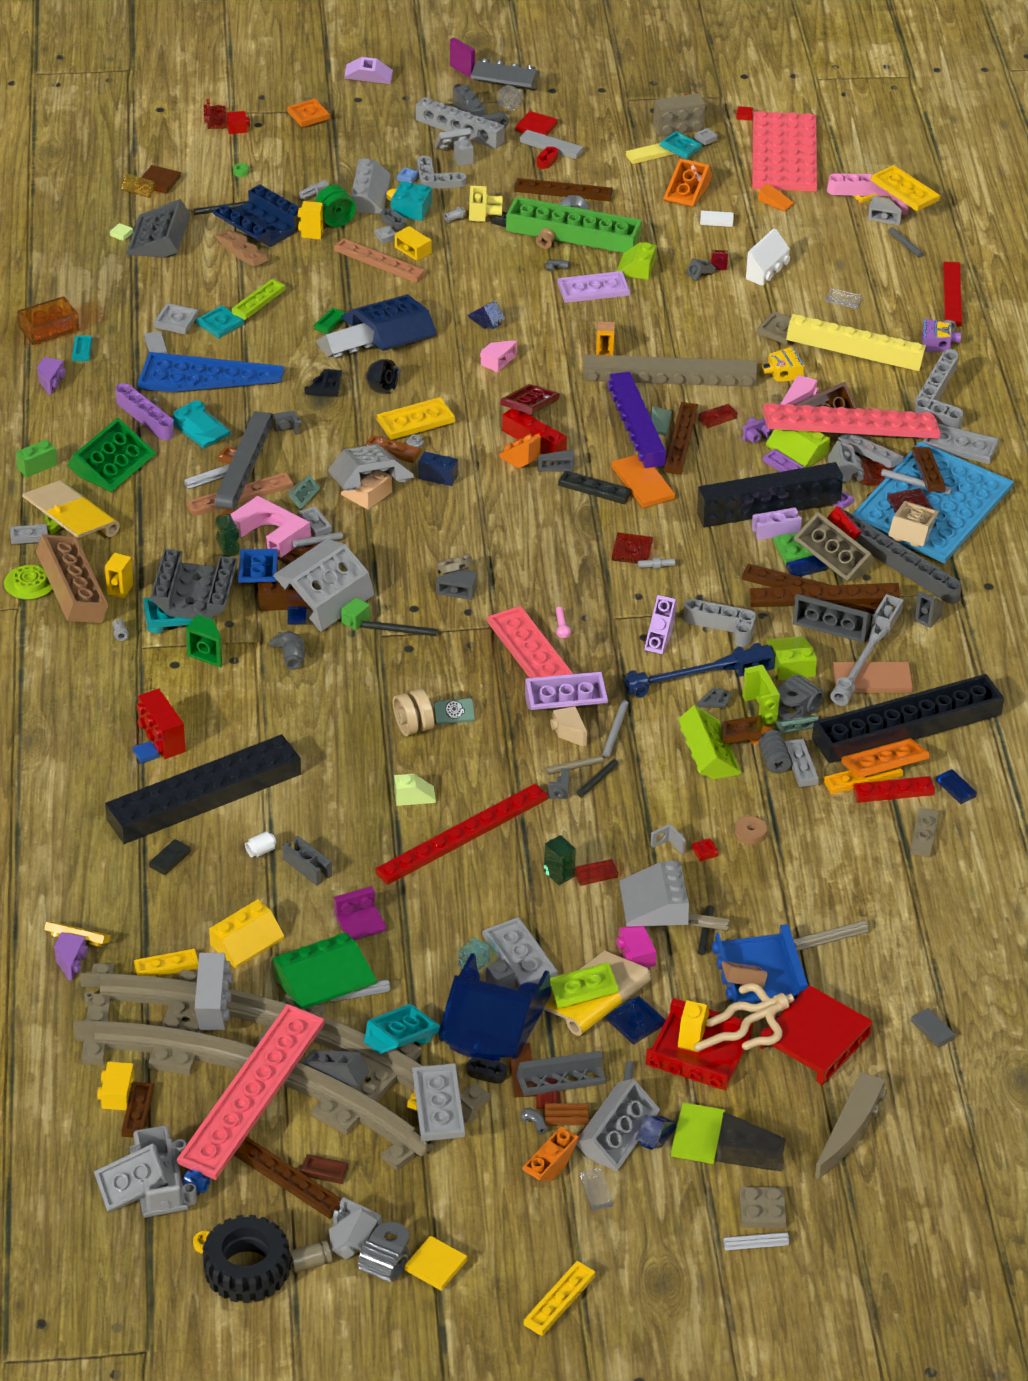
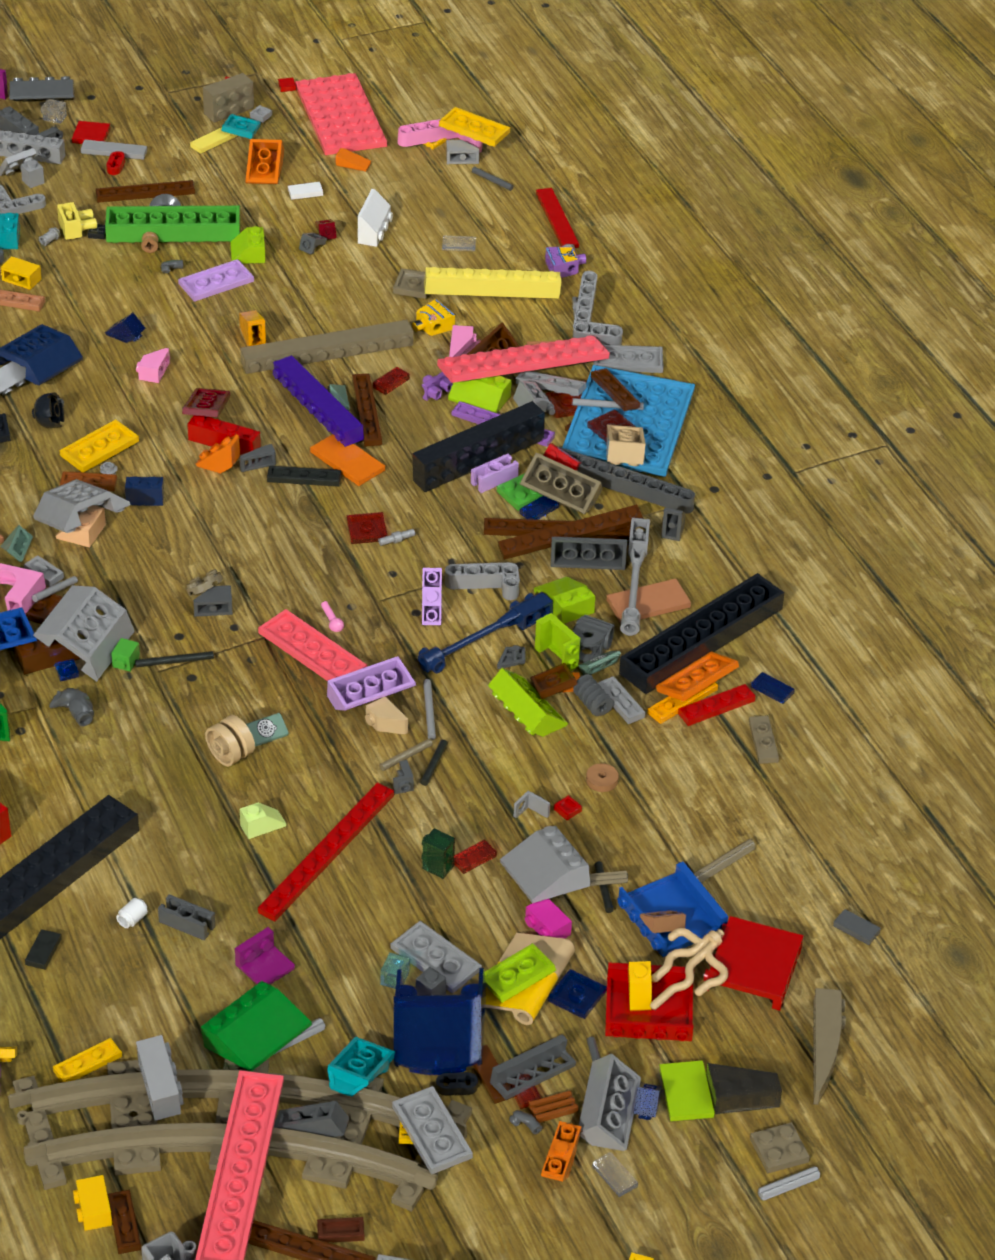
camera: 20 degrees left, 0 degrees up
(246, 933) = (157, 1007): yellow slope -> none

